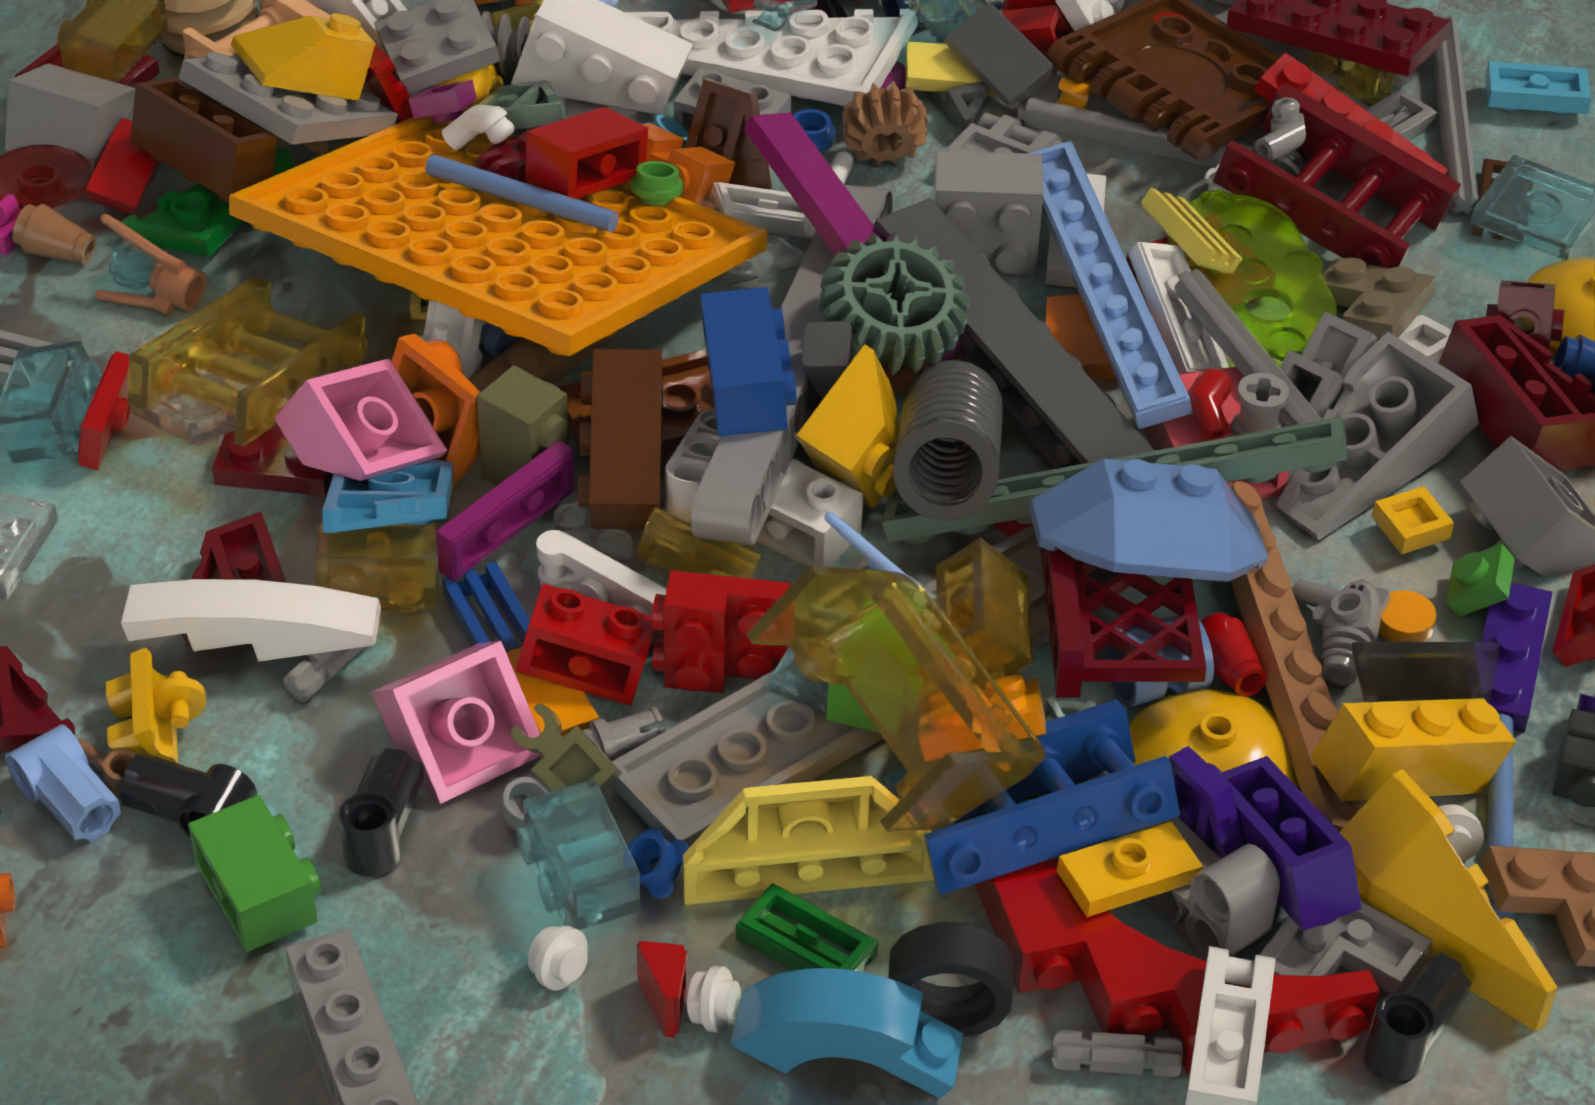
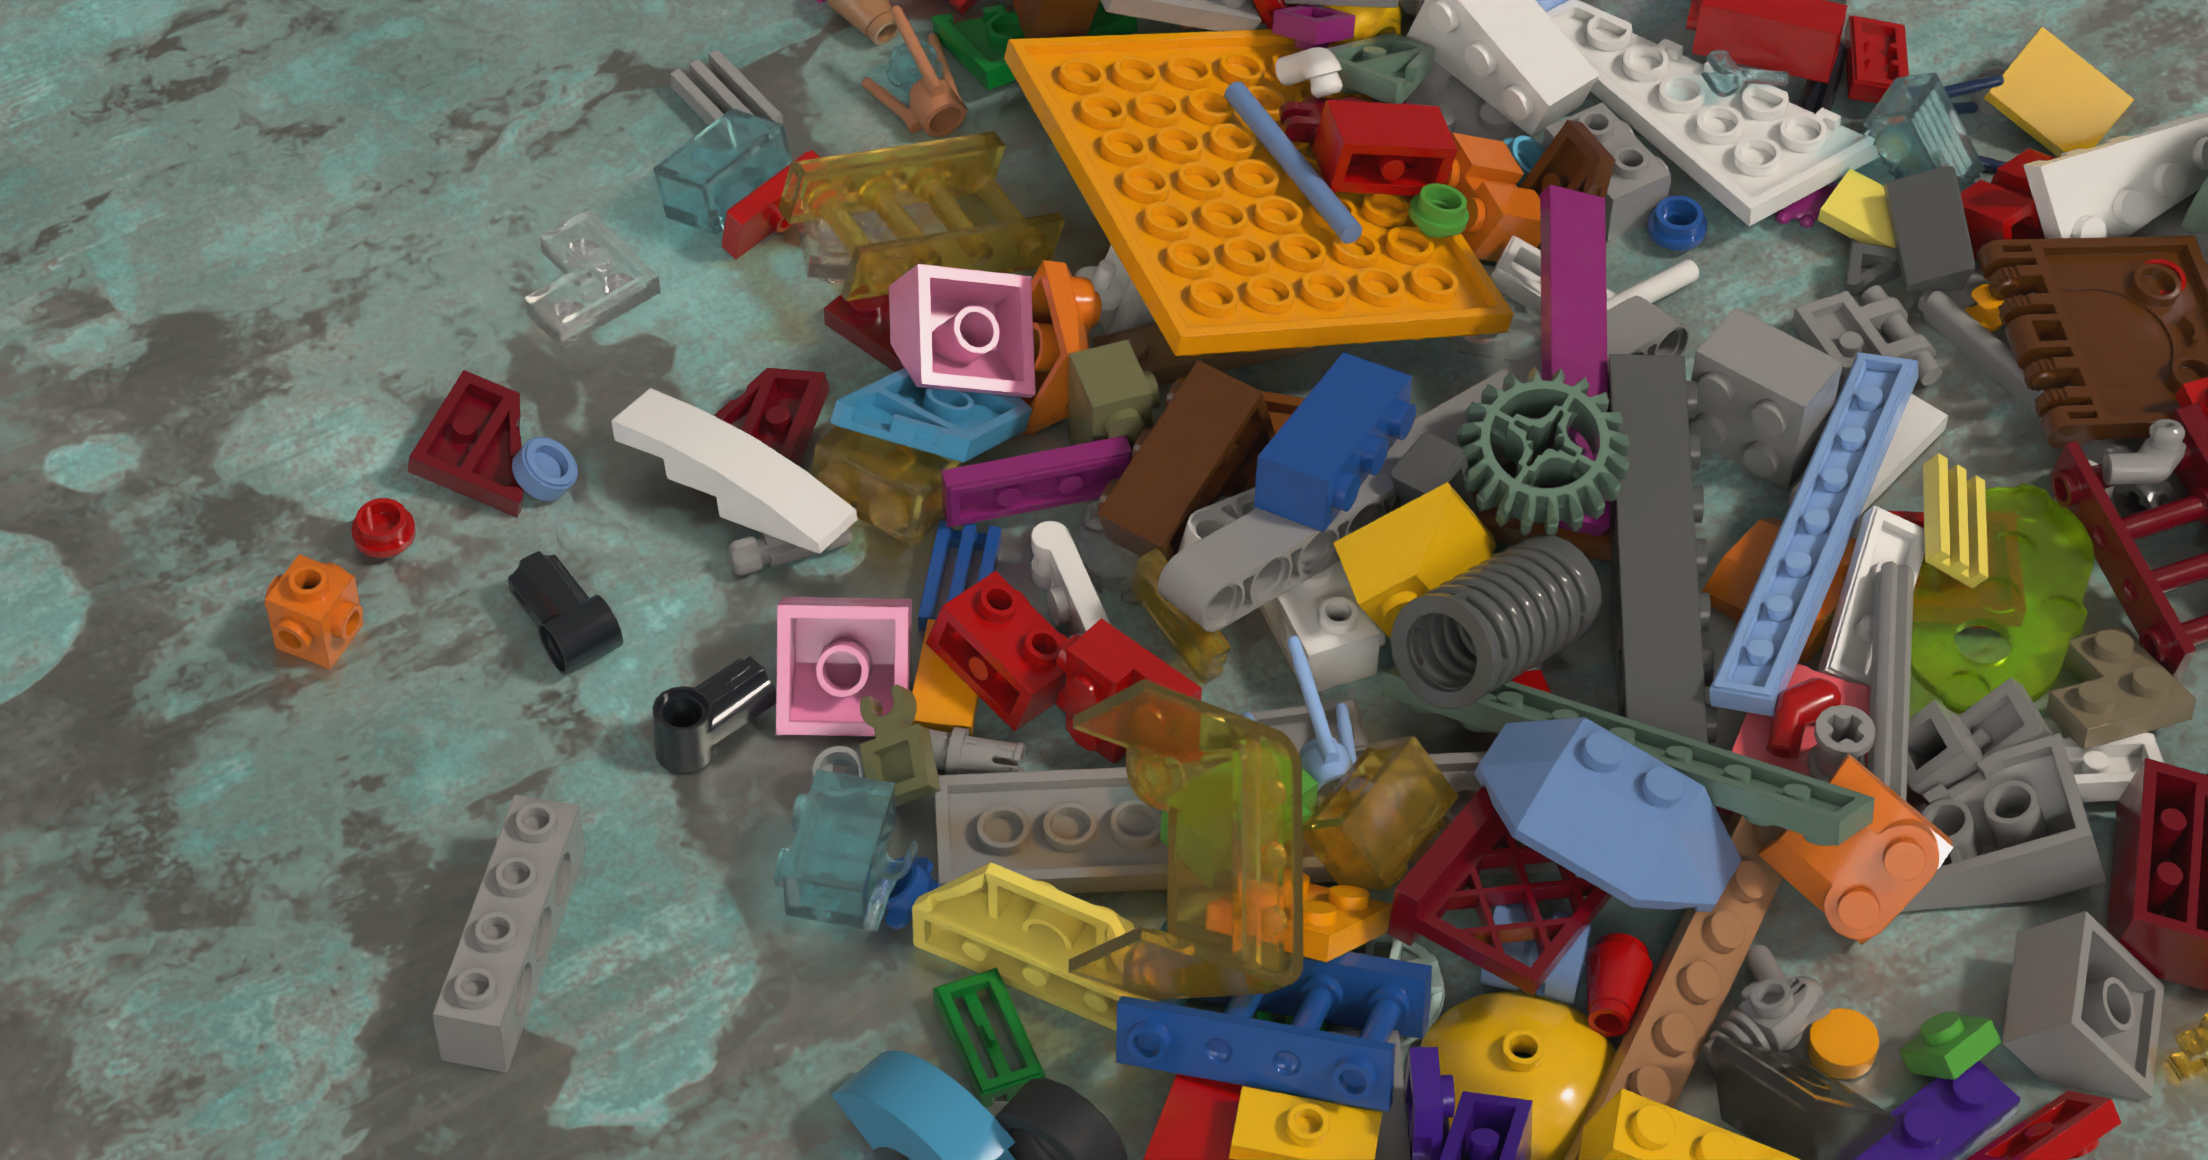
camera: 35 degrees right, 5 degrees up
(59, 775) = (473, 537): light blue piece -> none
(76, 694) = (544, 468): none -> medium blue tile
(109, 764) = (525, 543): medium nougat hand -> none
(156, 706) = (597, 512): yellow hips -> none
(255, 872) = (556, 712): bright green brick -> none
(558, 956) = (753, 931): white plate -> none
(643, 854) = (888, 873): none -> clear light blue hand
(663, 981) = (823, 1008): red slope -> none
(713, 998) = (852, 1043): white plate -> none
(884, 124) = (1746, 251): medium nougat gear -> none
(1338, 501) = (1872, 872): none -> orange slope
(1412, 520) = (1939, 947): yellow plate -> none

